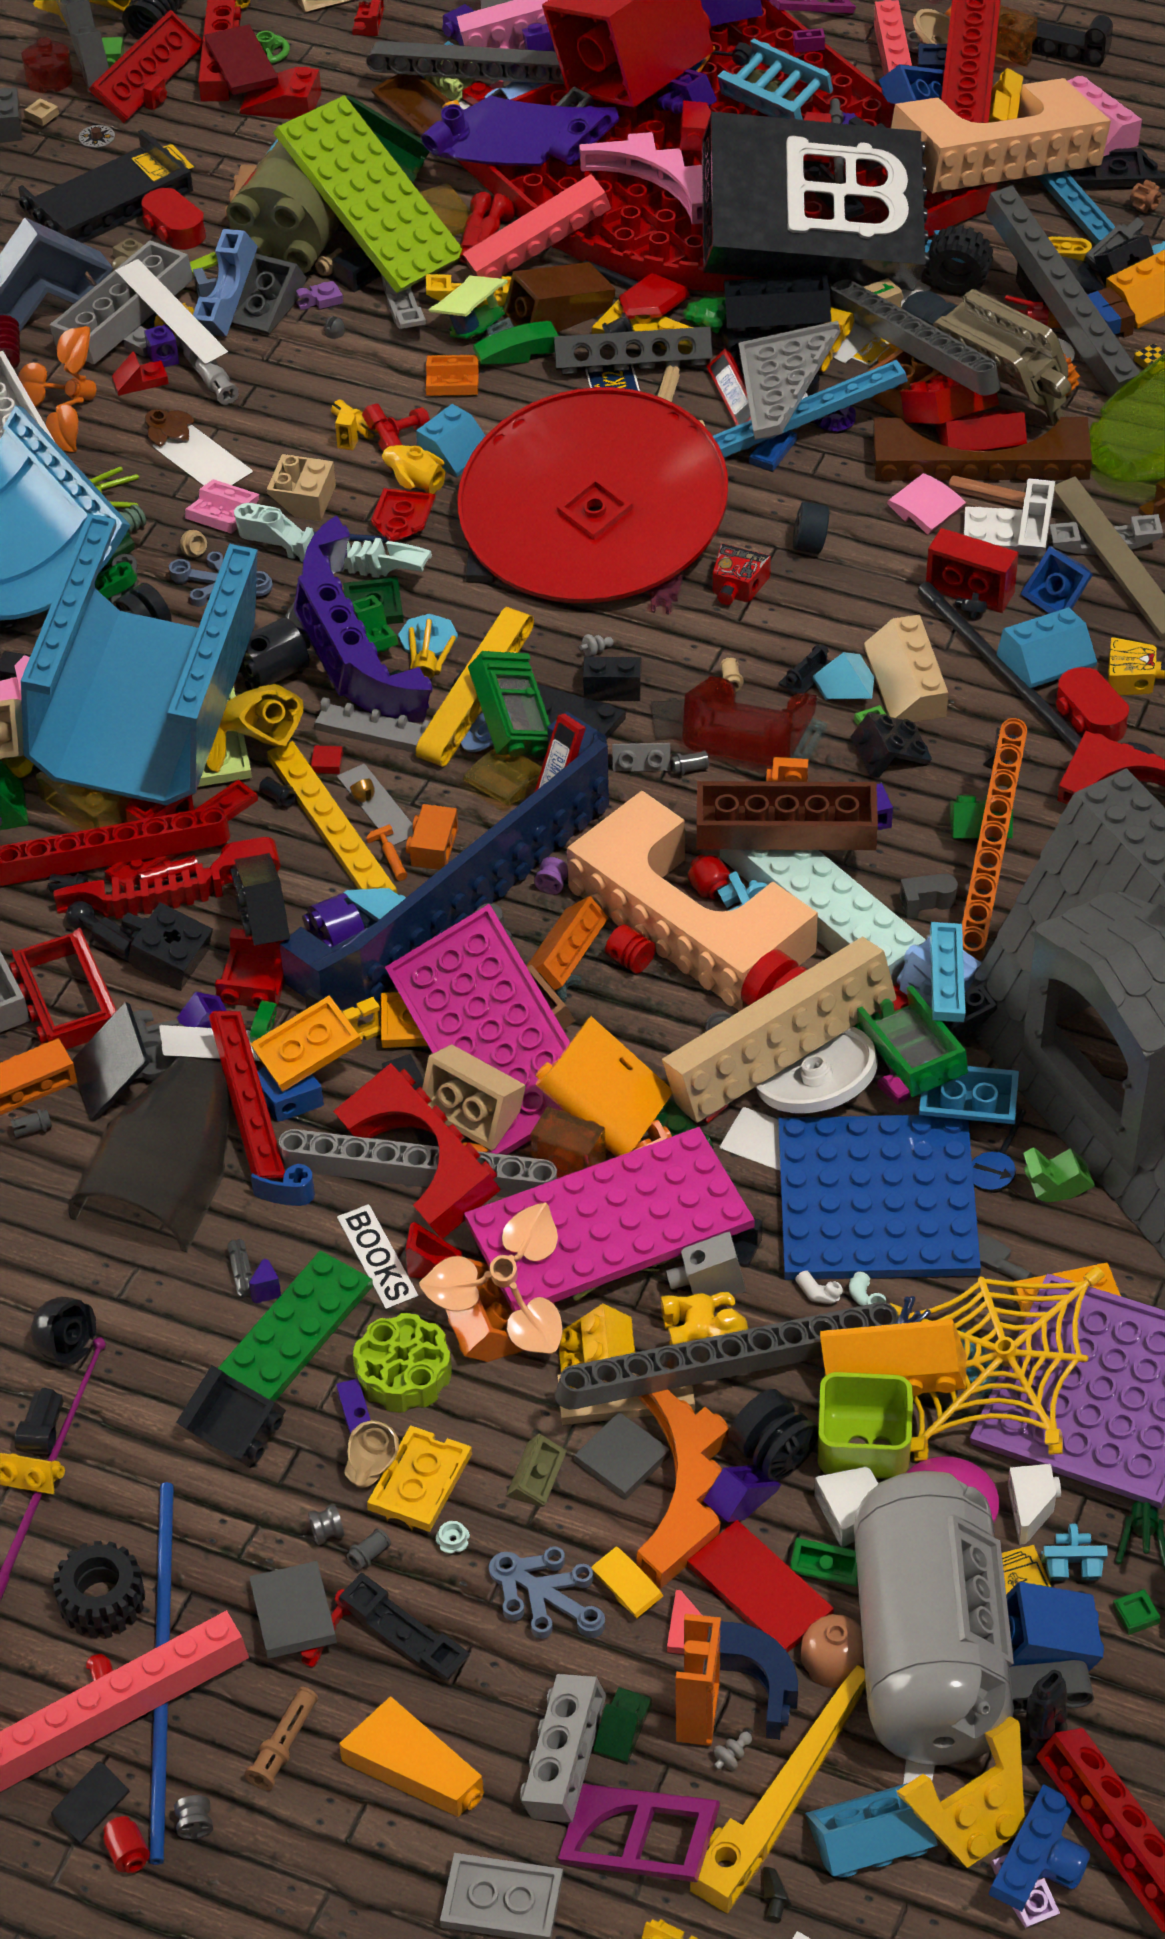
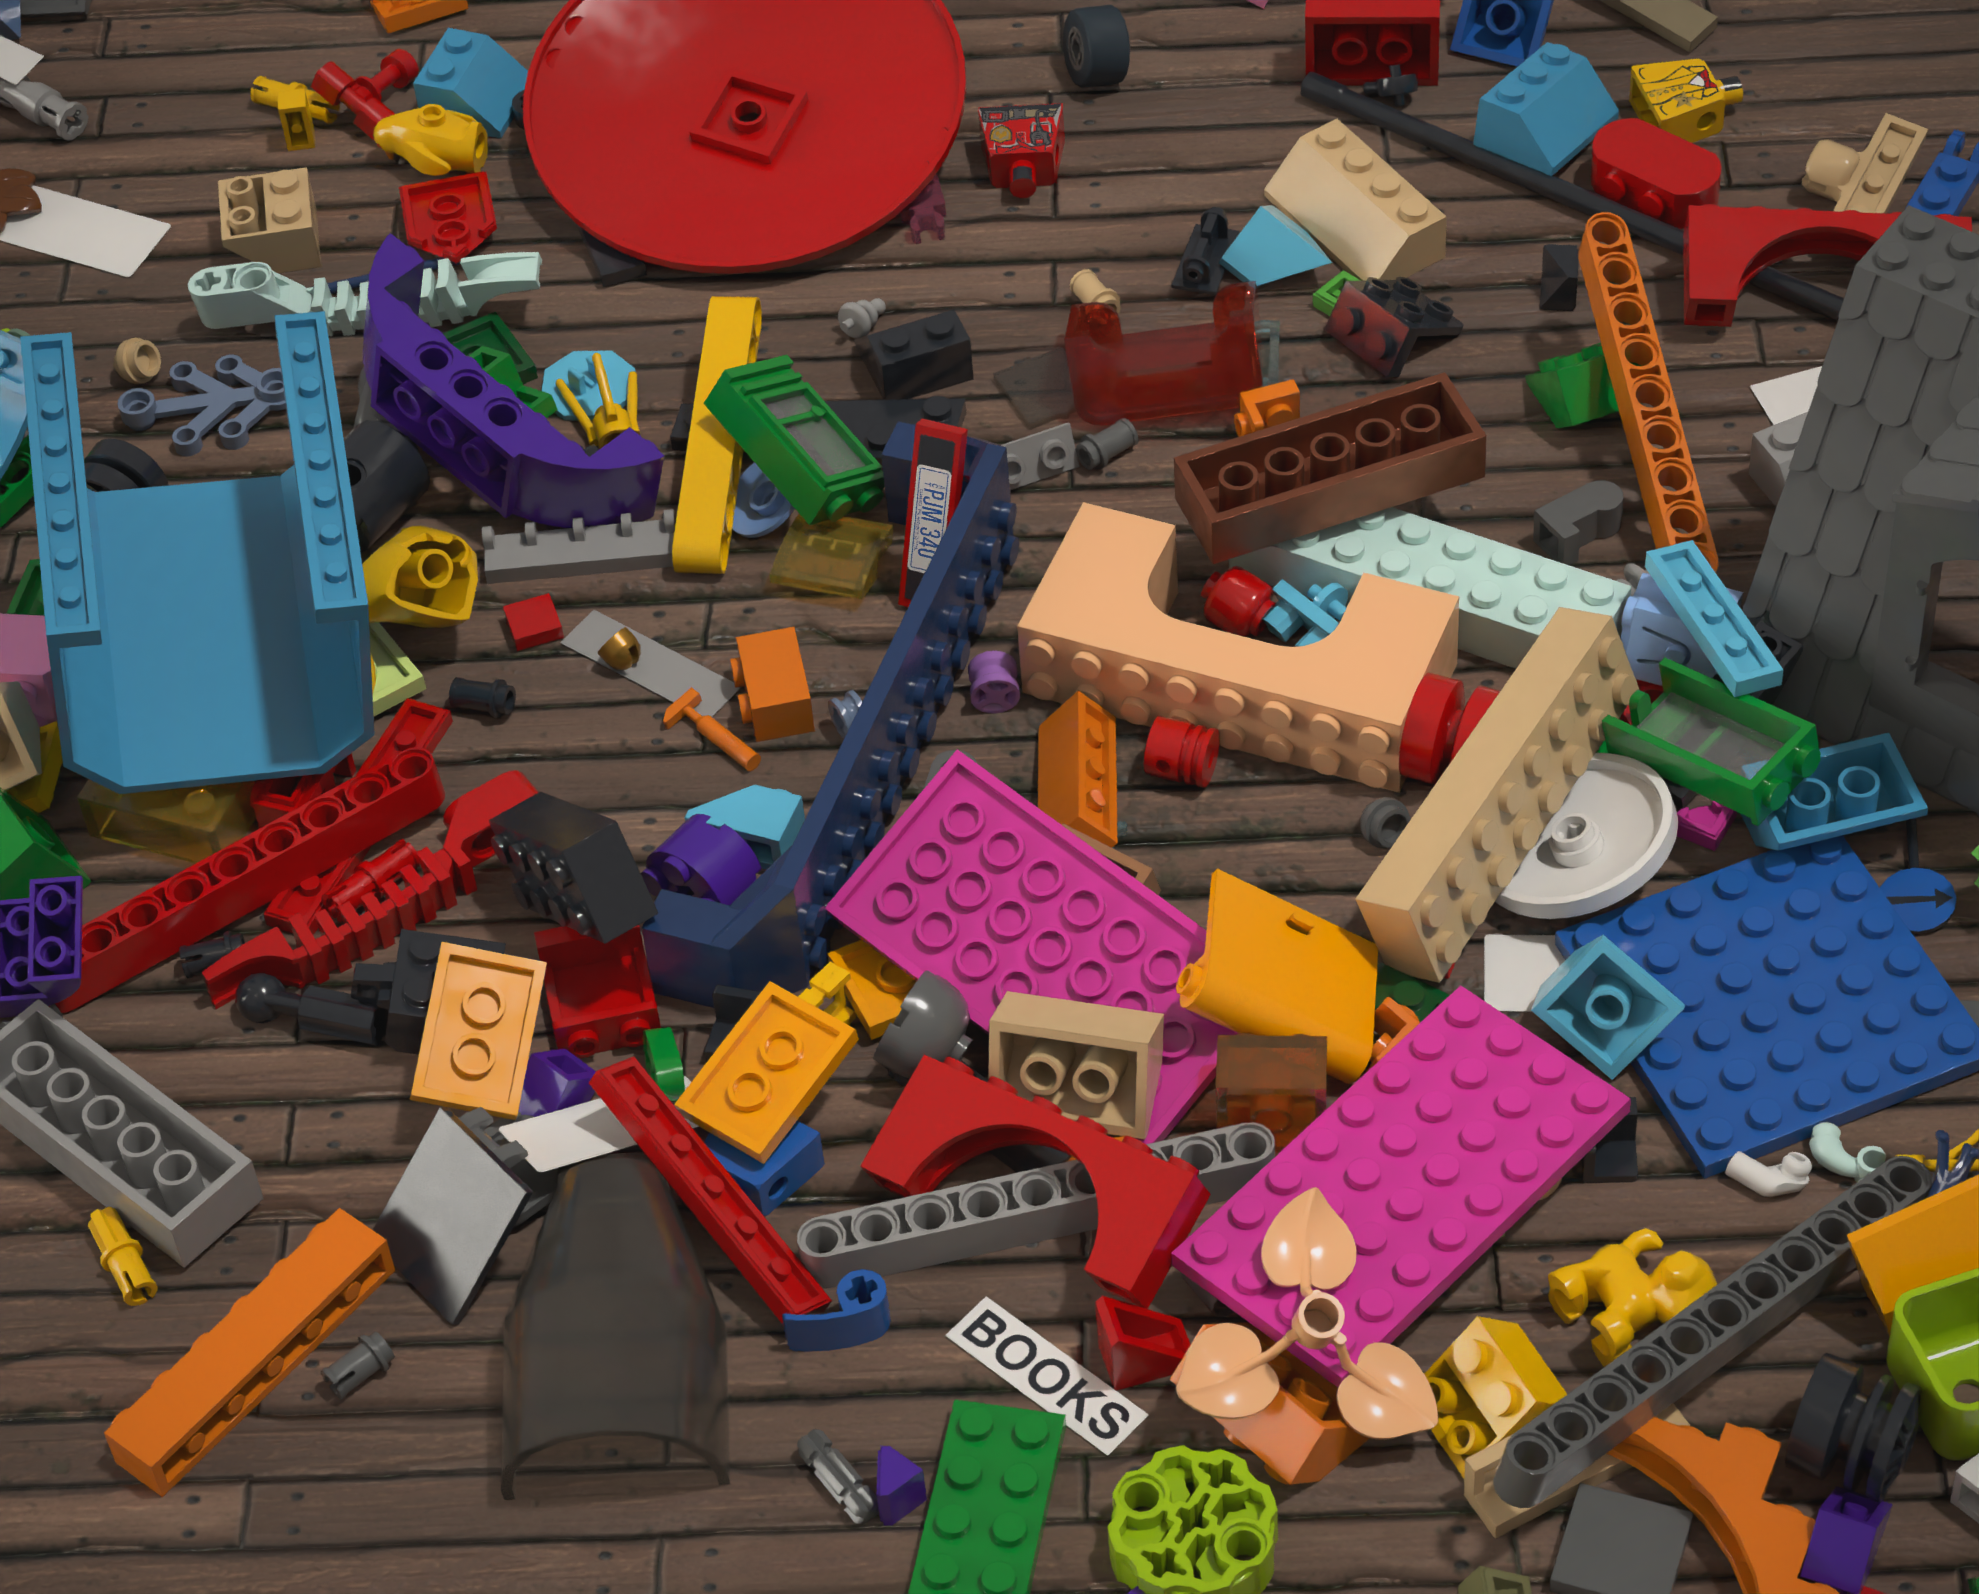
camera: 20 degrees left, 0 degrees up
(76, 1031) = (276, 1175): red window -> none
(171, 969) = (478, 1030): none -> light orange plate
(217, 505) = (149, 291): bright pink slope -> none
(329, 819) = (589, 713): yellow plate -> none
(405, 1049) = (929, 1024): none -> dark grey cylinder
(709, 1267) = (1597, 1200): light grey torso -> none
(773, 1166) = (1605, 1005): none -> medium azure slope

